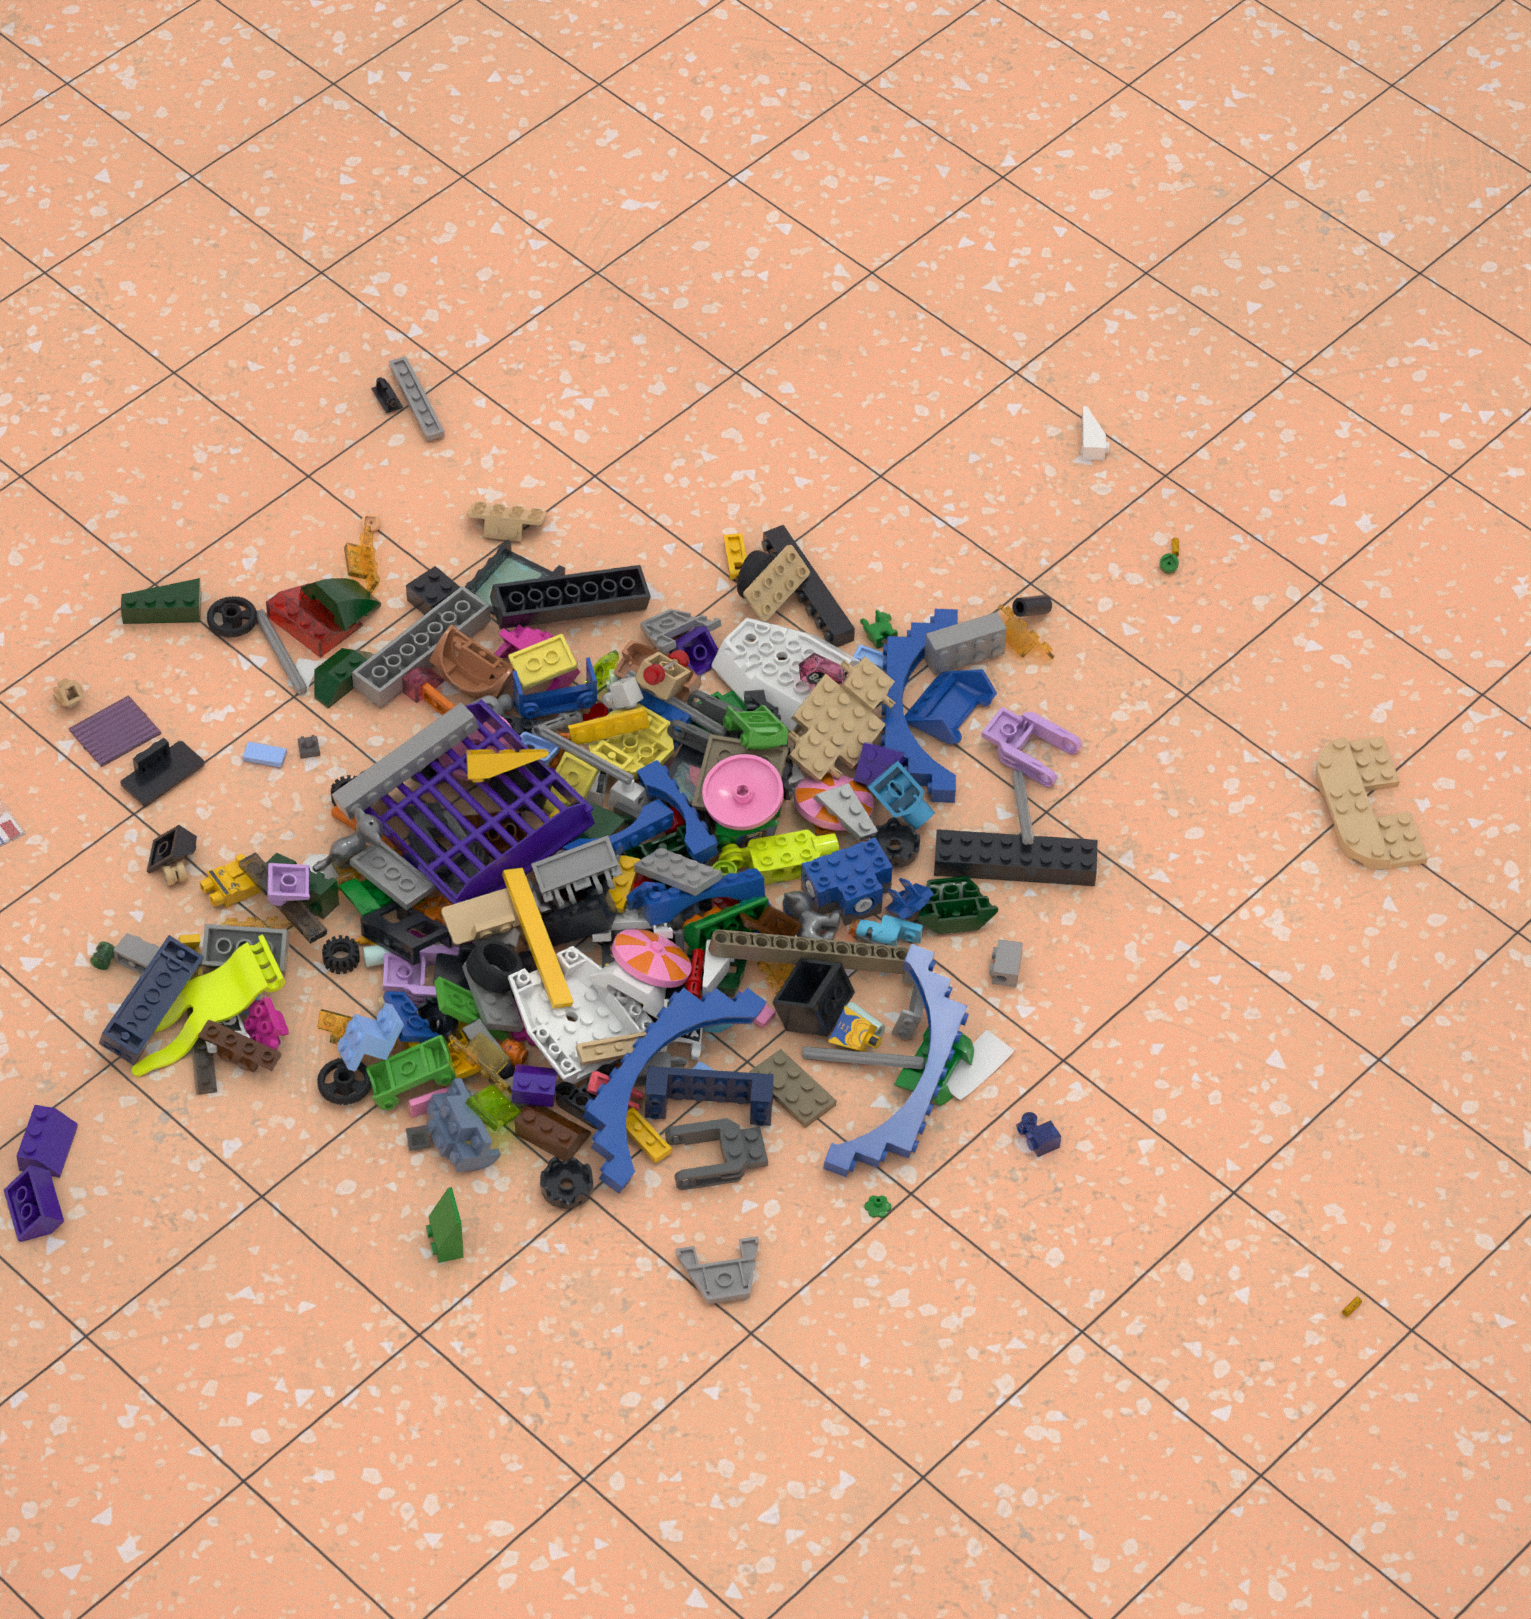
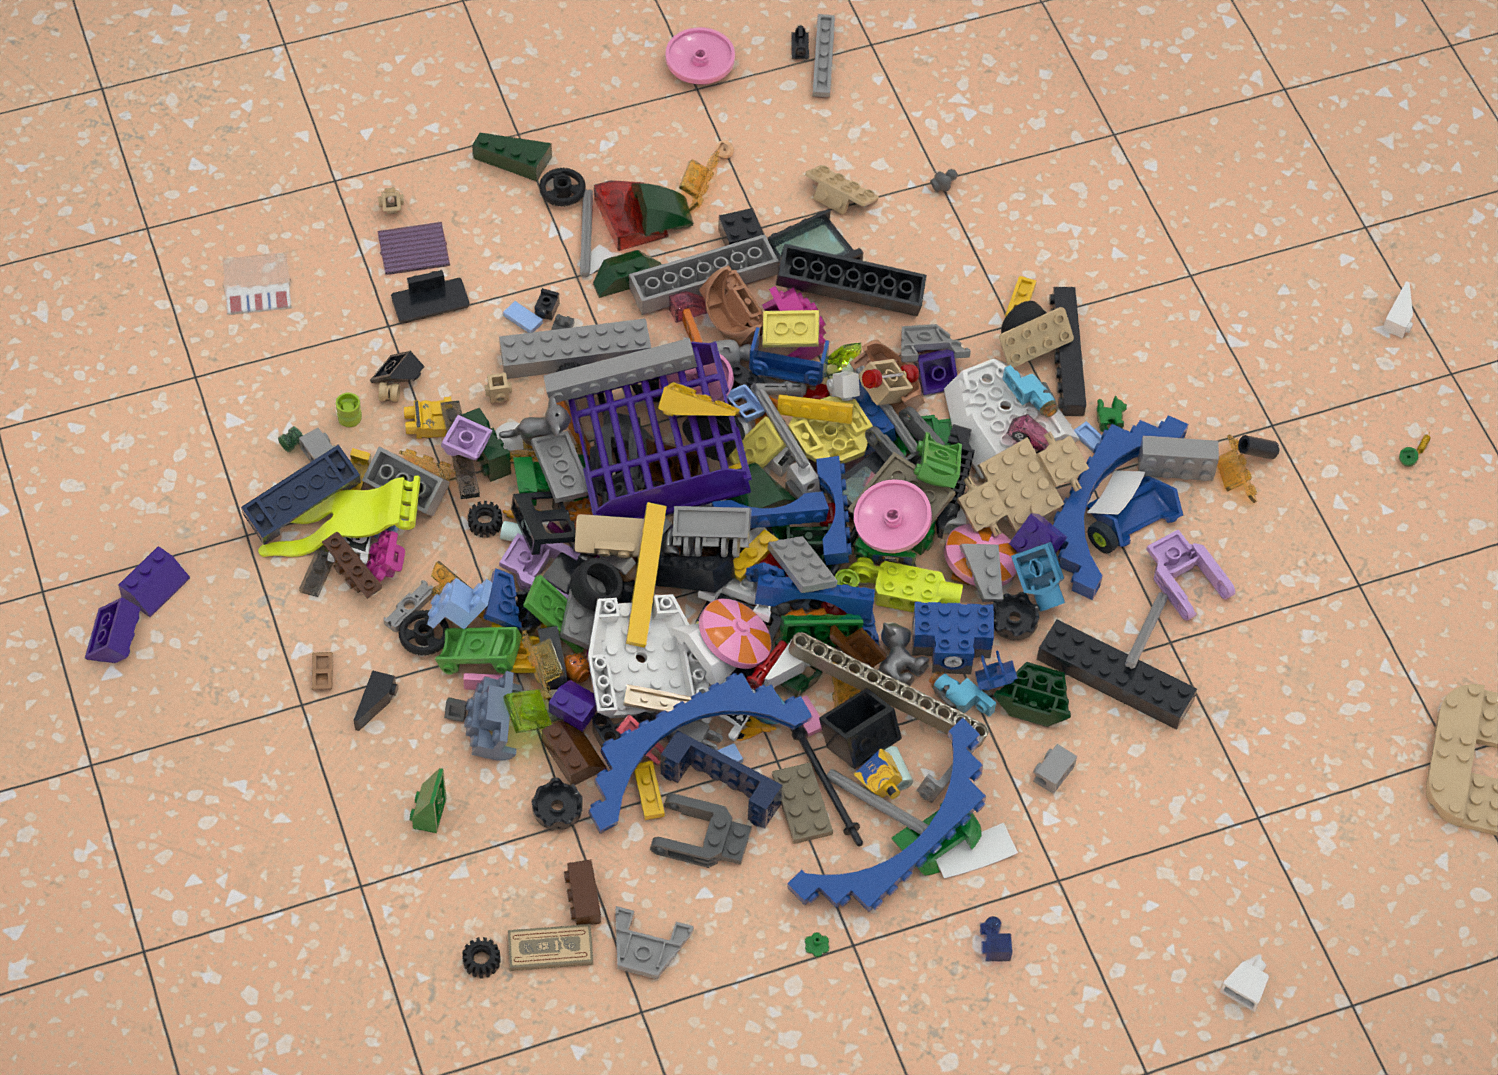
camera: 25 degrees right, 5 degrees up
(145, 905) = (348, 409): none -> lime wheel
(264, 1156) = (322, 670): none -> medium nougat slope
(282, 732) = (547, 304): none -> black brick
(282, 828) = (498, 388): none -> tan brick
(296, 442) = (700, 55): none -> bright pink dish
(319, 1052) = (419, 598): none -> light grey piece
(333, 1157) = (375, 697): none -> black slope
(347, 754) = (547, 350): none -> light grey brick
(577, 1358) = (481, 946): none -> black tyre
(600, 473) = (943, 180): none -> dark grey animal
(633, 1312) = (550, 947): none -> tile
(637, 1250) = (583, 893): none -> reddish brown brick
(710, 1040) = (754, 728): none -> light orange piece
(756, 1028) = (851, 828): none -> black bar
(799, 632) = (1031, 390): none -> medium azure plate
(926, 695) = (1118, 492): none -> white sticker
(930, 735) = (1102, 537): none -> black bush
(1281, 1078) = (1246, 984): none -> white torso

